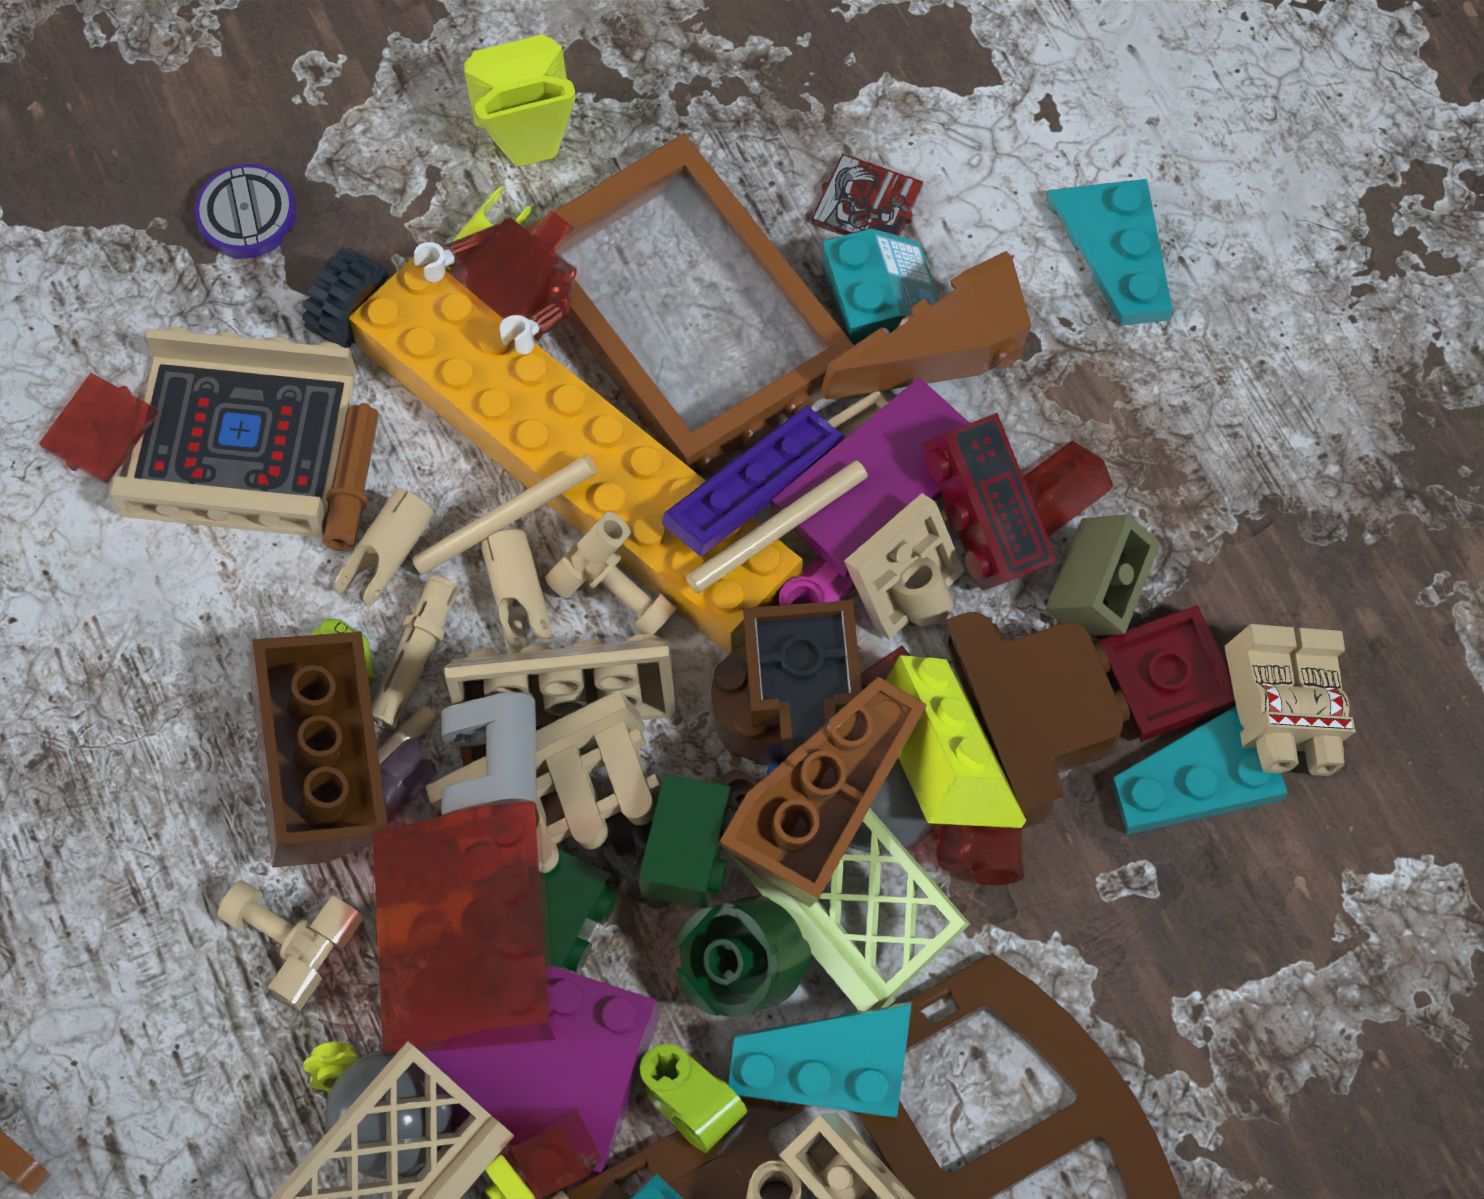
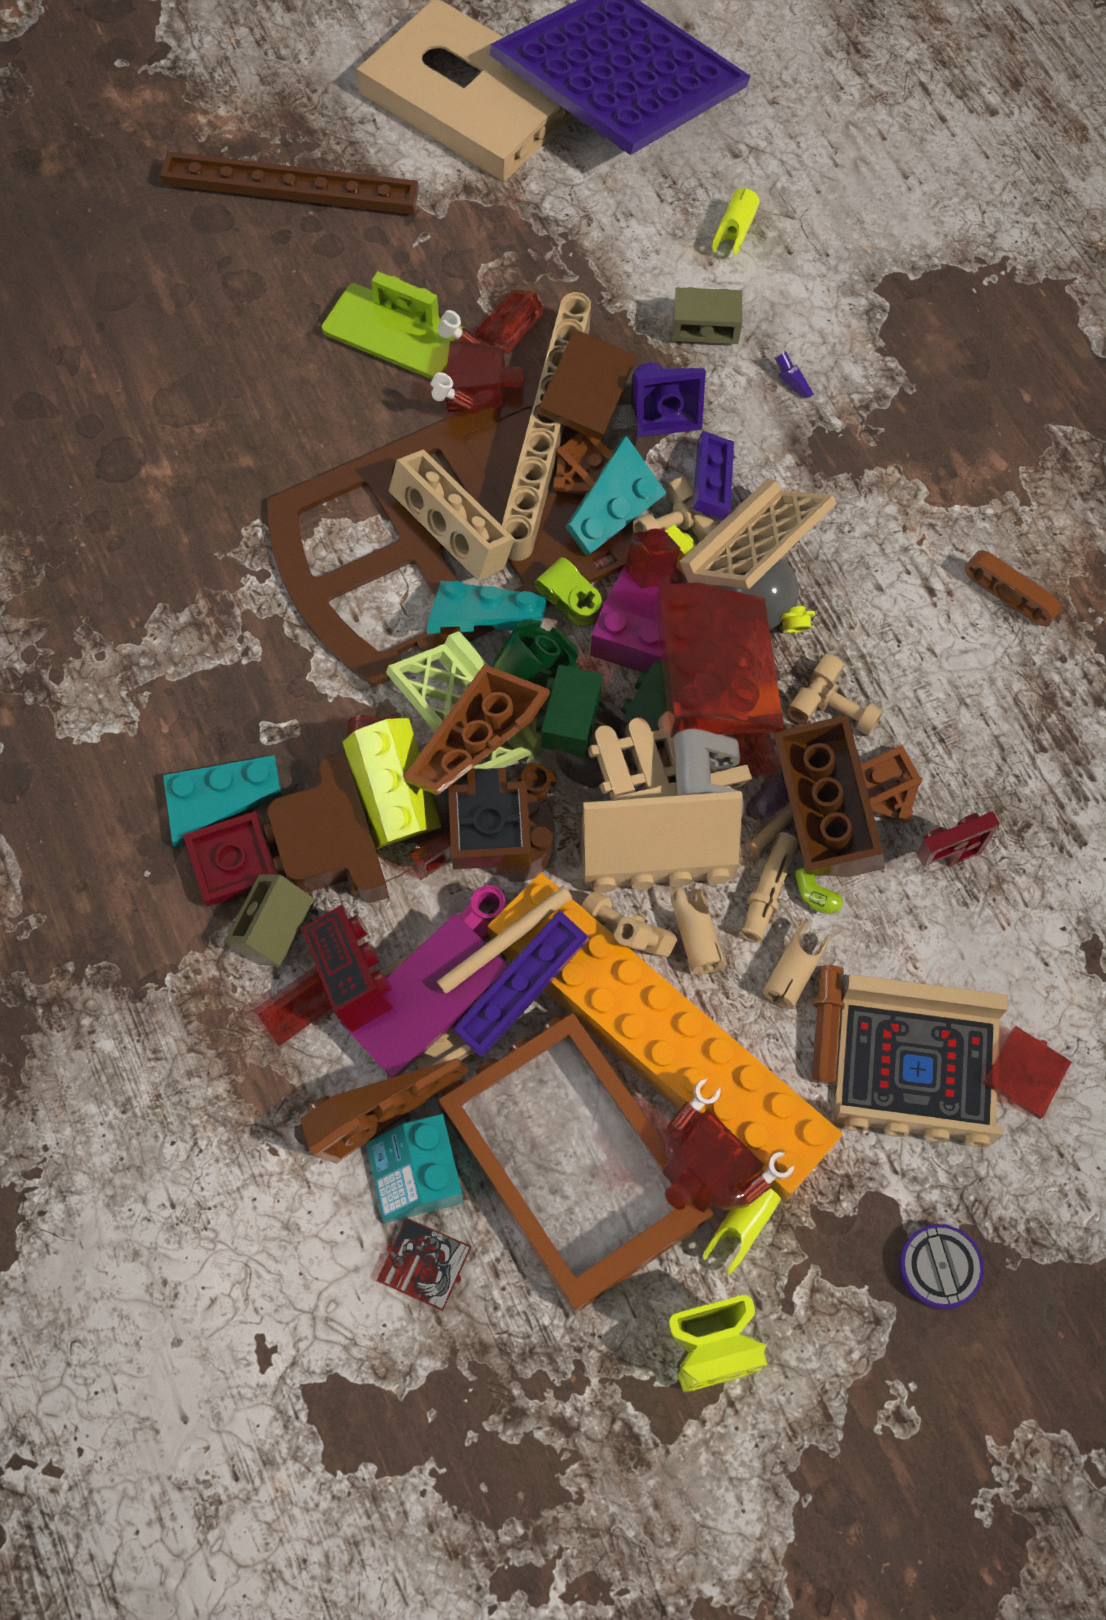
camera: 175 degrees right, 0 degrees up
(128, 694) = (958, 842): none -> dark red plate
(223, 810) = (892, 784): none -> dark orange slope
(339, 293) = (847, 1161): black wheel -> none
(505, 514) = (707, 970): tan bar -> none
(907, 569) = (427, 914): tan plate -> none
(1121, 245) = (220, 1214): teal wing -> none
(1291, 696) = (148, 829): tan hips -> none

